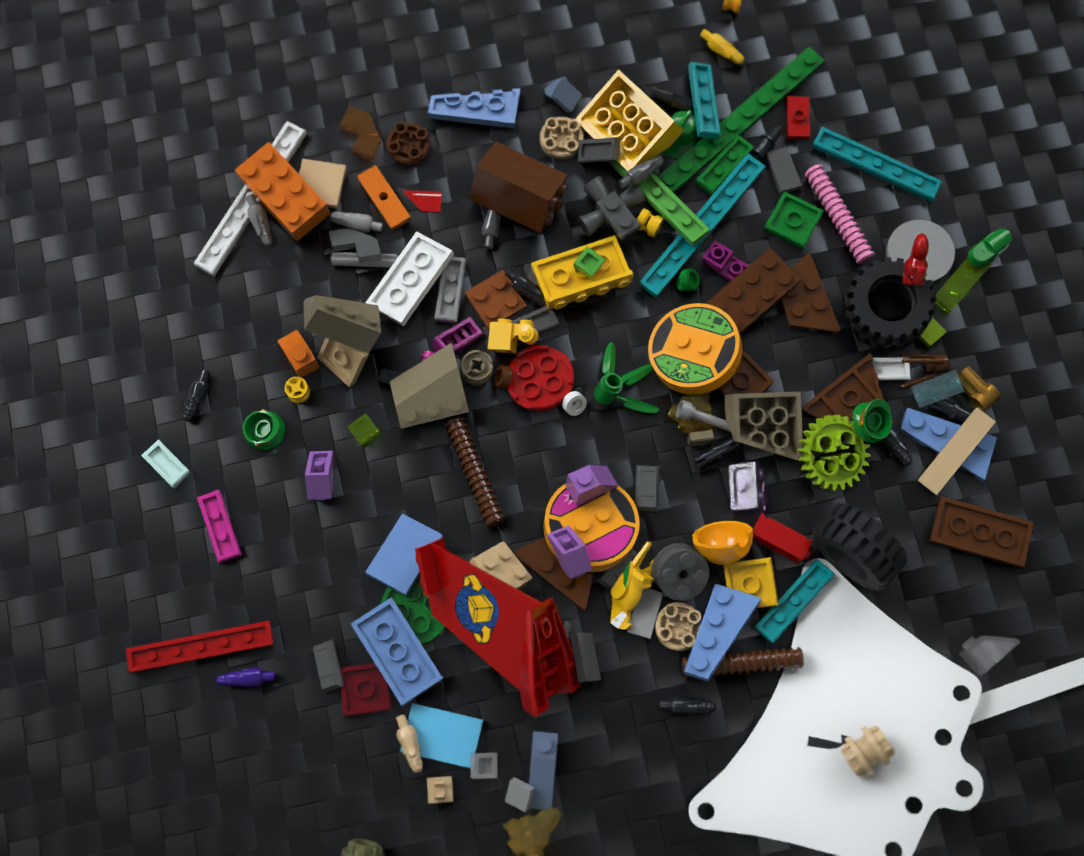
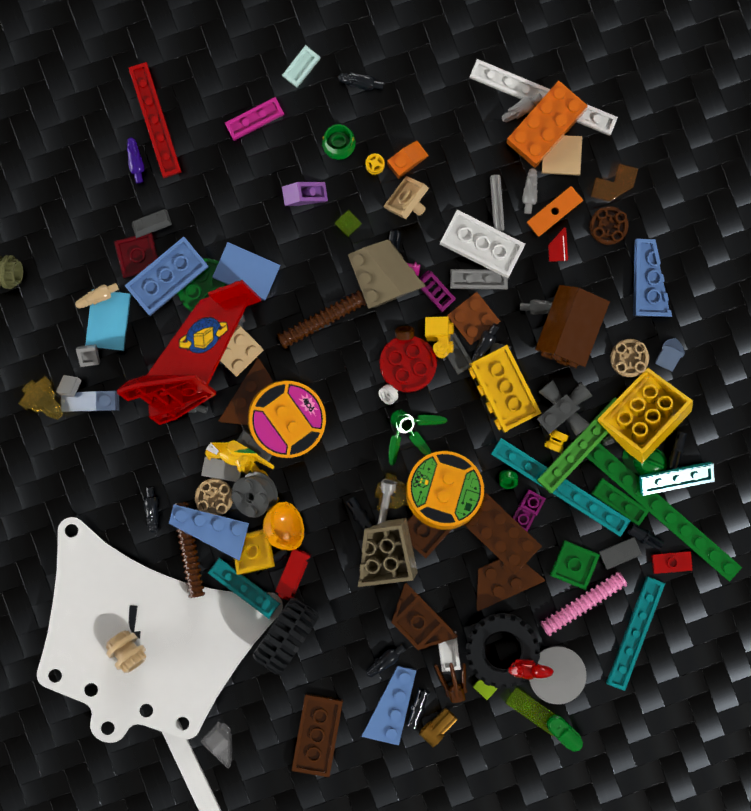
camera: 85 degrees right, 15 degrees up
(343, 321) = (430, 194): dark tan wedge -> none
(365, 245) = (513, 188): dark grey tile -> none
(440, 790) = (67, 324): tan tile -> none
(474, 376) = (410, 302): dark tan wheel -> none
(570, 552) = (256, 404): medium lavender slope -> none
(585, 657) = (179, 425): dark grey tile -> none
(589, 262) = (511, 393): bright green plate -> none
(589, 483) = (318, 415): medium lavender slope -> none
(598, 150) = (617, 391): dark grey tile -> none
(641, 172) = (596, 428): dark grey piece -> none
(647, 488) = (325, 461): dark grey tile -> none
(700, 438) = (369, 501): dark tan tile -> none
(721, 46) = (732, 491): yellow piece -> none
(747, 487) = (333, 543): bracket -> none
(837, 474) = (368, 611): lime gear -> none
(872, 420) = (397, 641): green piece -> none
(937, 389) = (432, 694): clear light blue hinge -> none
(956, 451) = (381, 712): tan tile -> none

